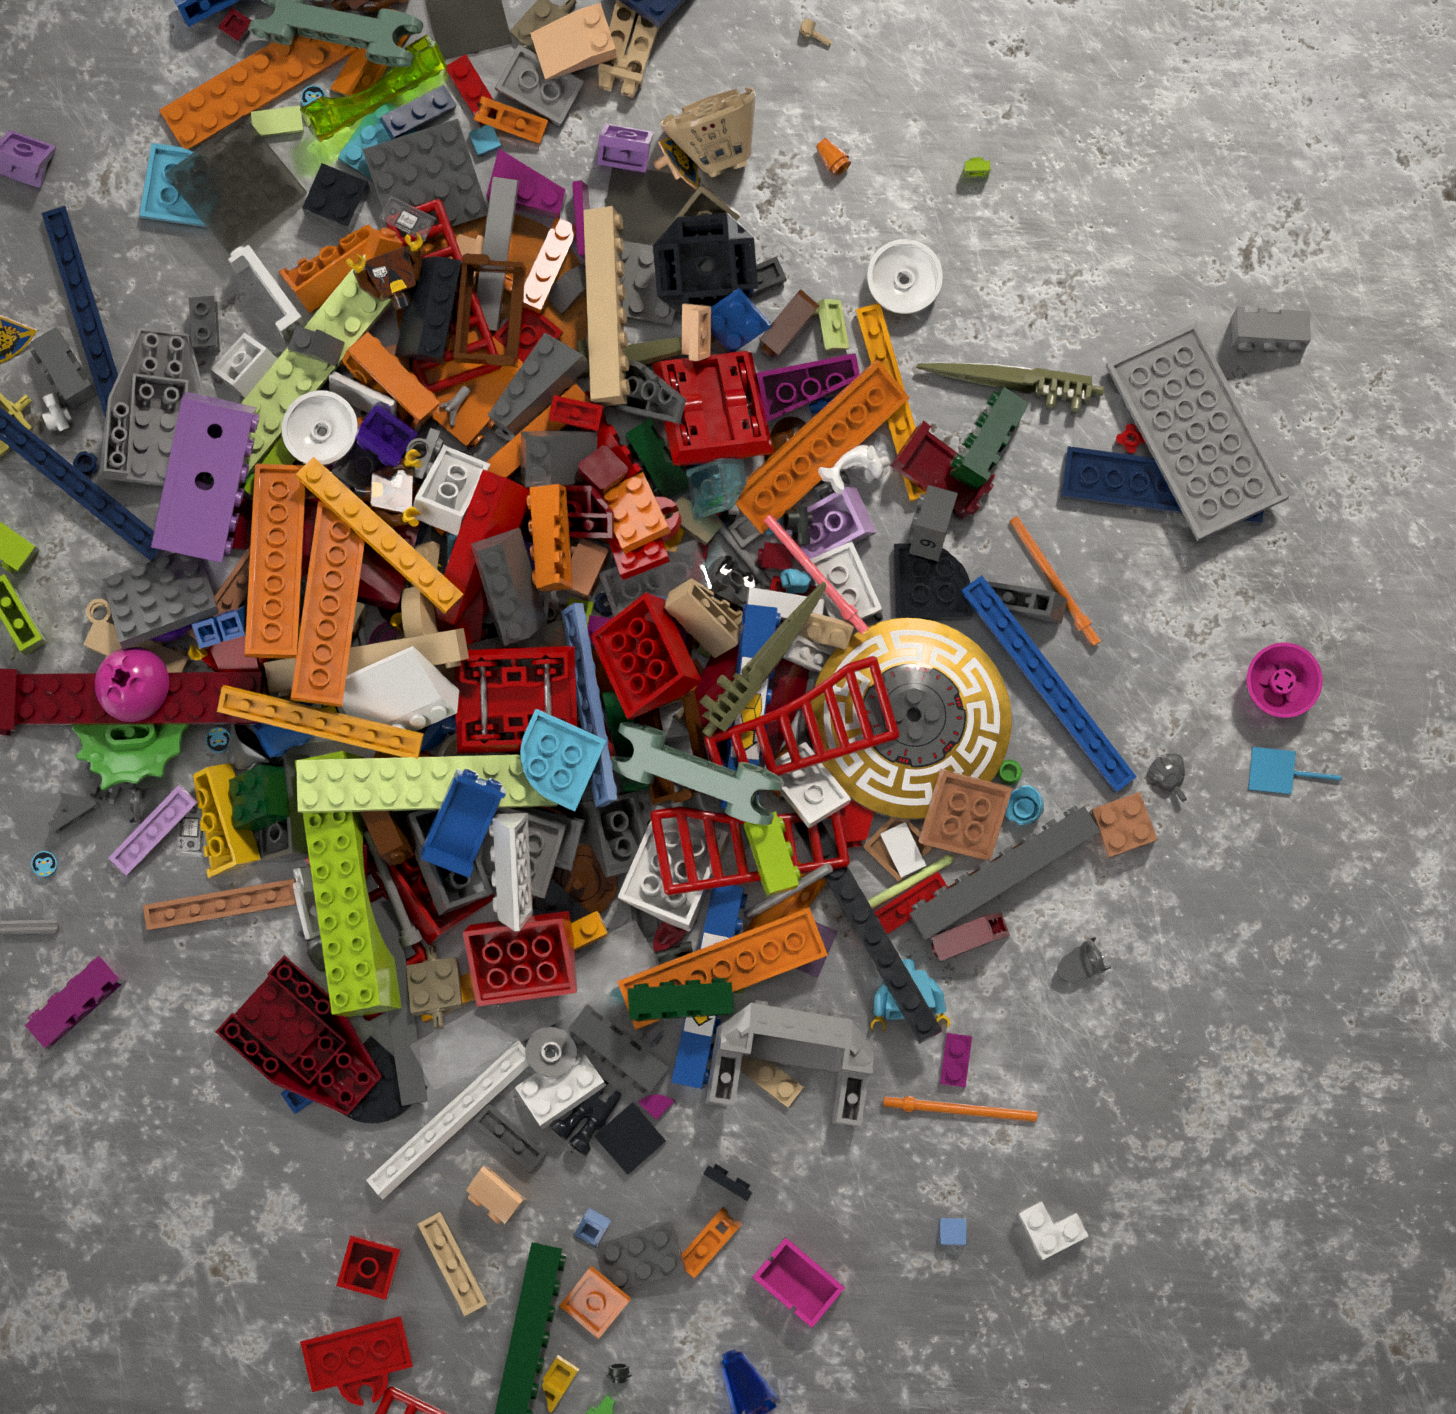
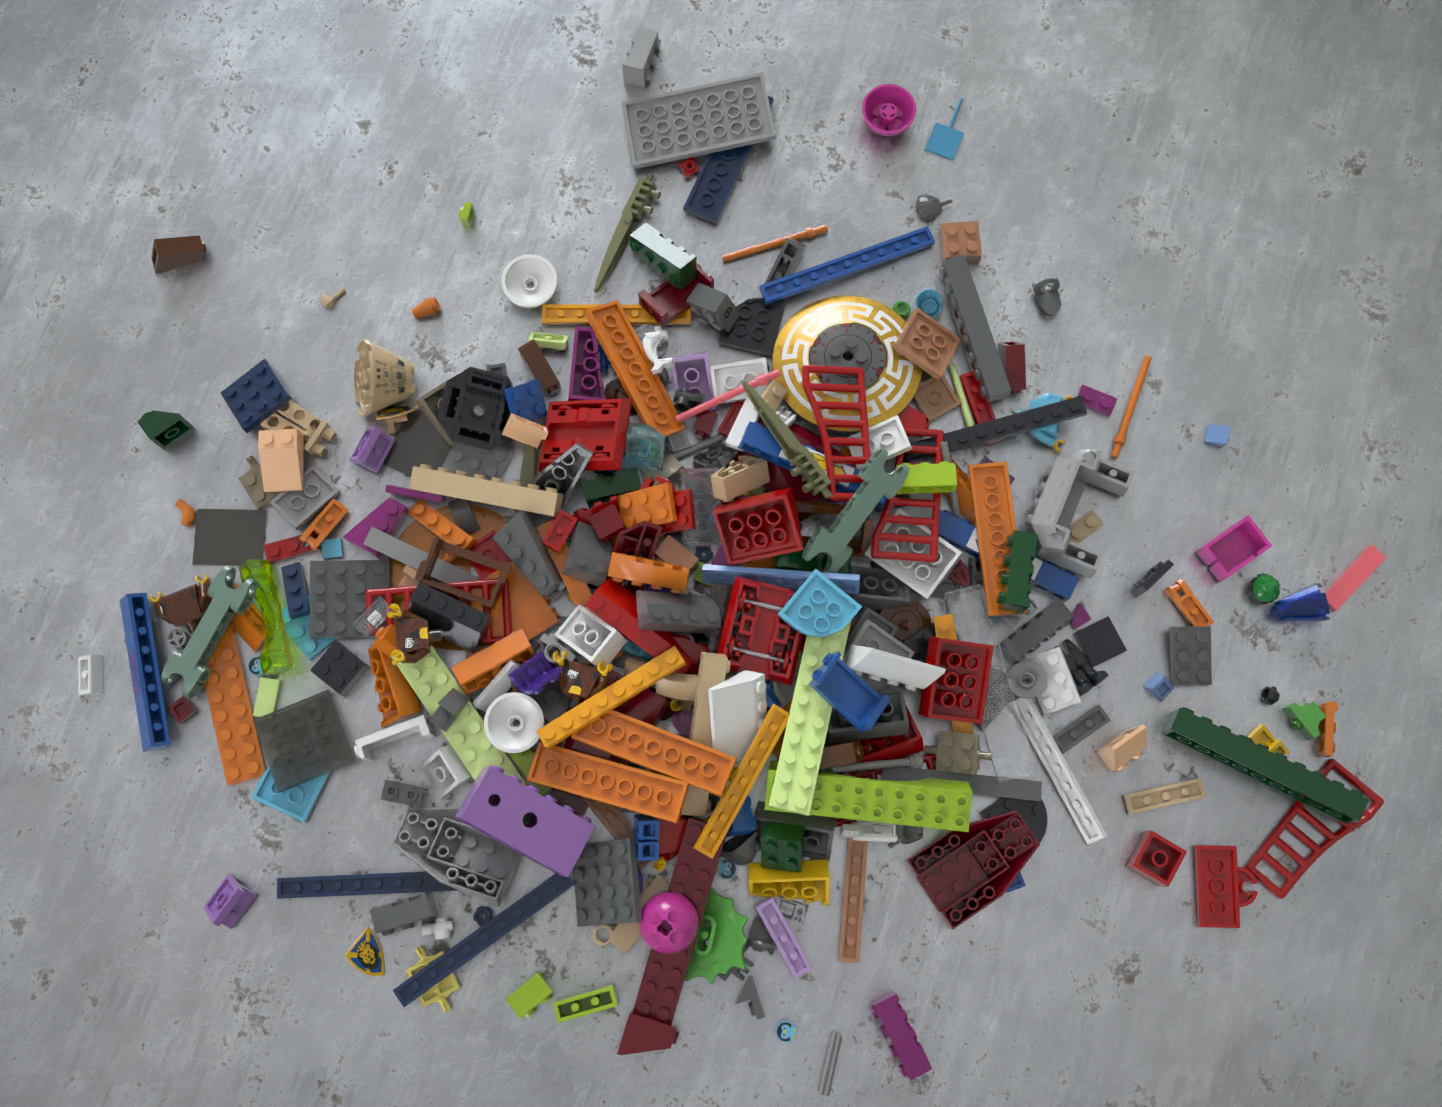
camera: 75 degrees left, 5 degrees down
(455, 403) = (525, 621): light grey bar -> none
(595, 1302) = (1217, 697): orange plate -> none
(756, 1335) = (1264, 588): none -> green piece
(795, 581) = (727, 413): medium azure arm -> none
(903, 849) = (939, 394): white sticker -> none
(1050, 1237) = (1236, 367): white brick -> none

